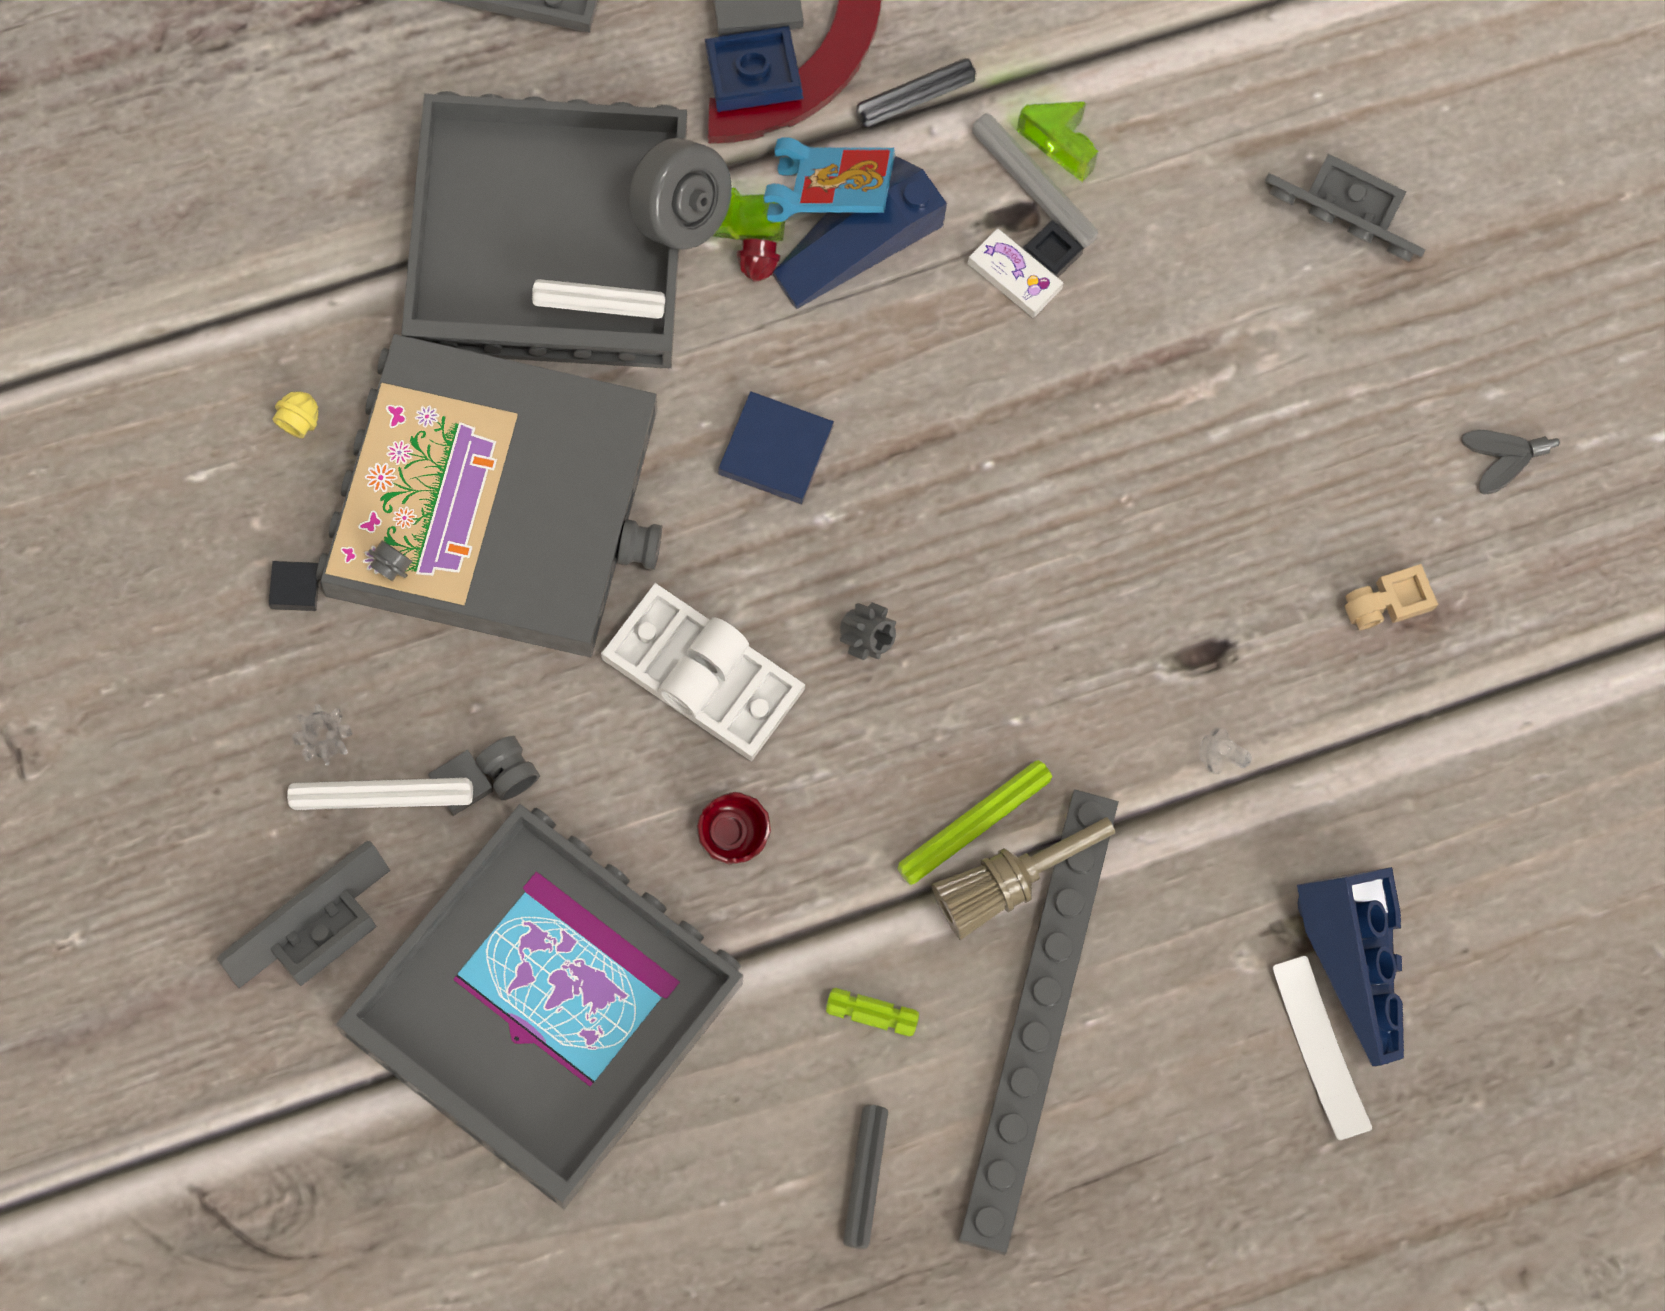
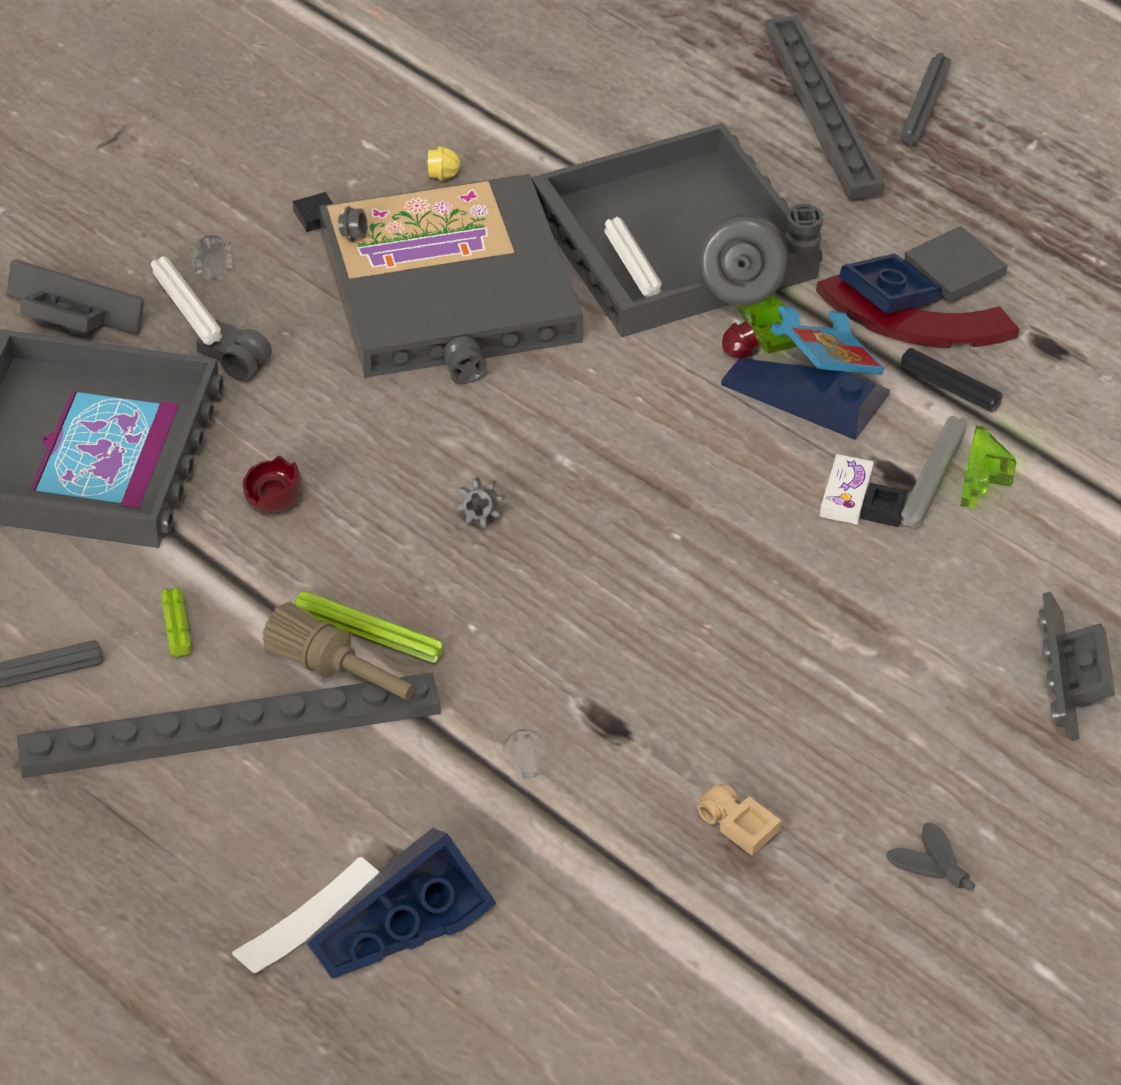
camera: 70 degrees right, 25 degrees down
(662, 119) = (804, 228): none -> dark grey wheel
(703, 671) = (387, 430): white plate -> none
(776, 447) = (598, 409): dark blue tile -> none

